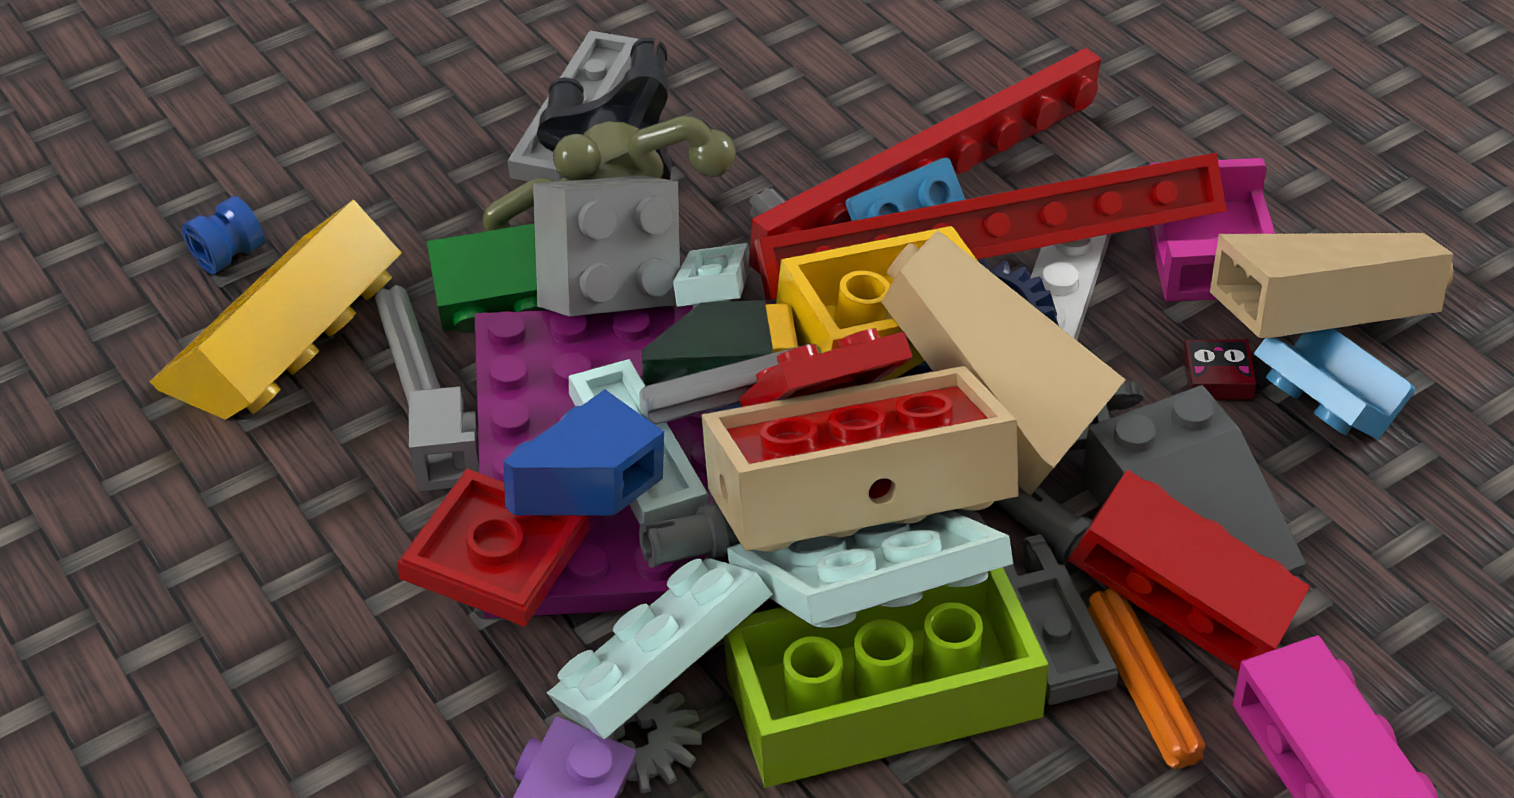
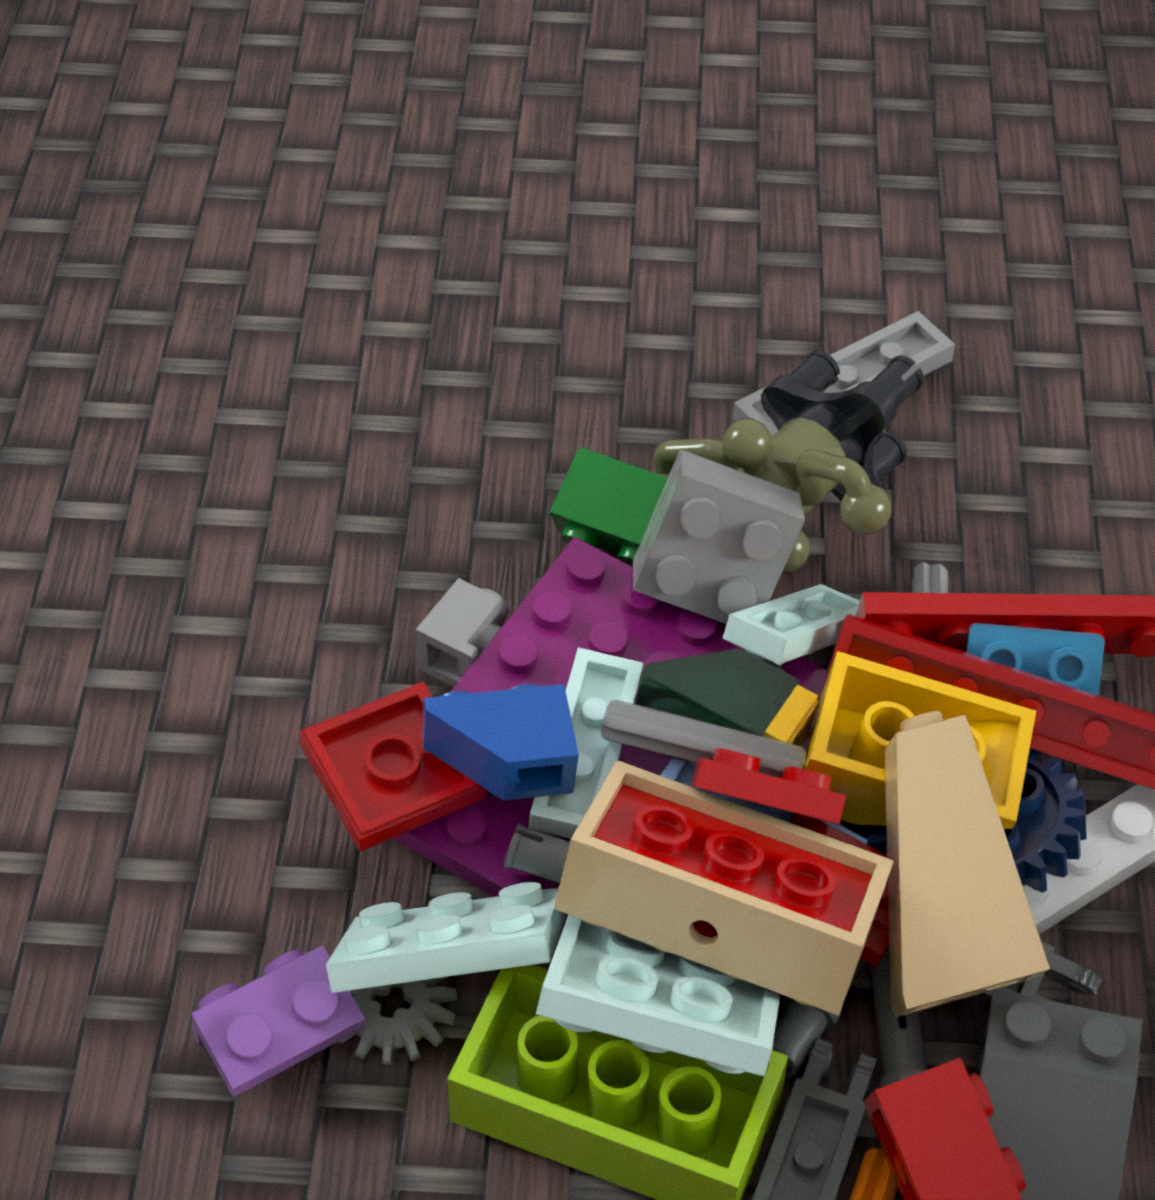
camera: 35 degrees right, 5 degrees up
(223, 235) = (451, 339): blue wheel -> none
(282, 316) = (436, 442): yellow slope -> none
(405, 340) = (513, 530): light grey axle -> none

